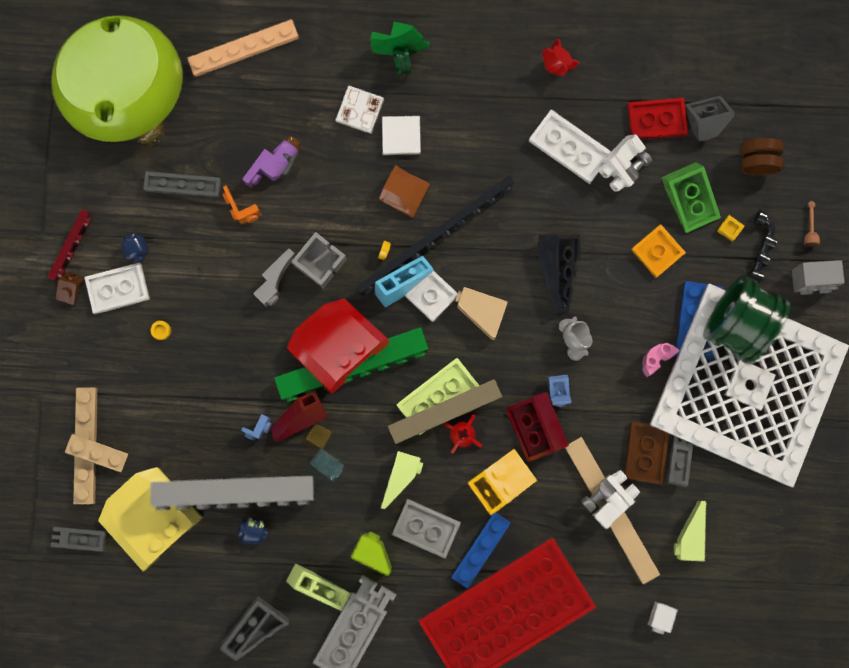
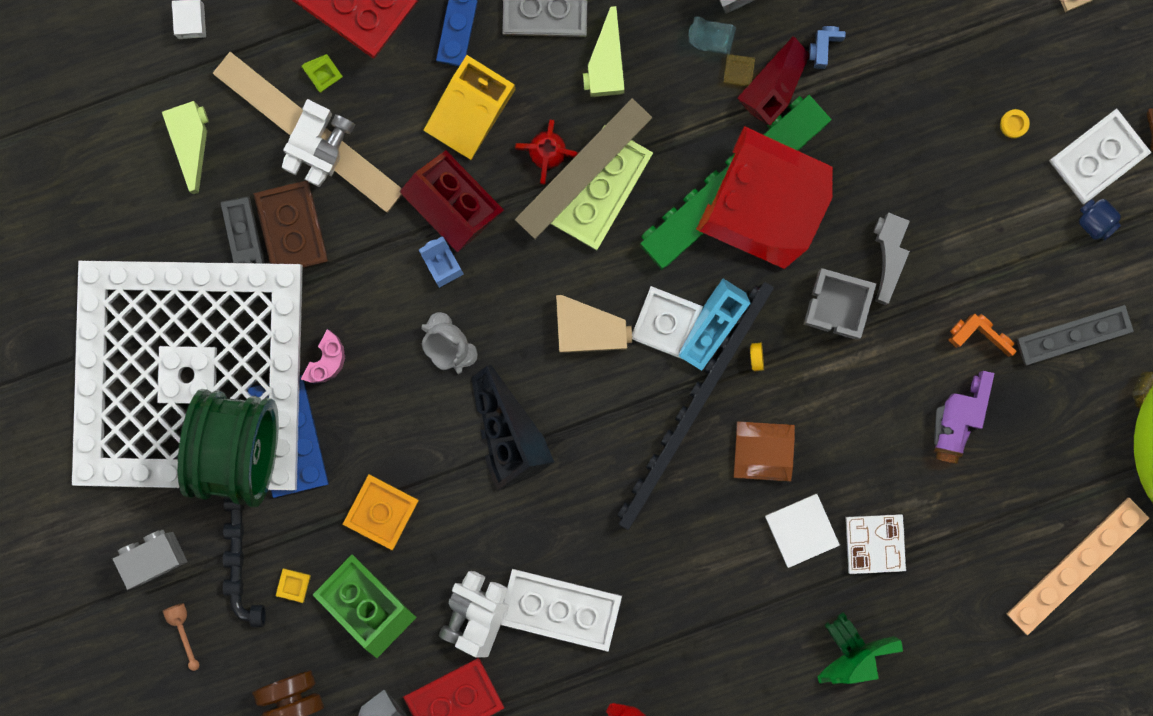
camera: 160 degrees right, 5 degrees up
(588, 546) = (322, 72): none -> lime slope

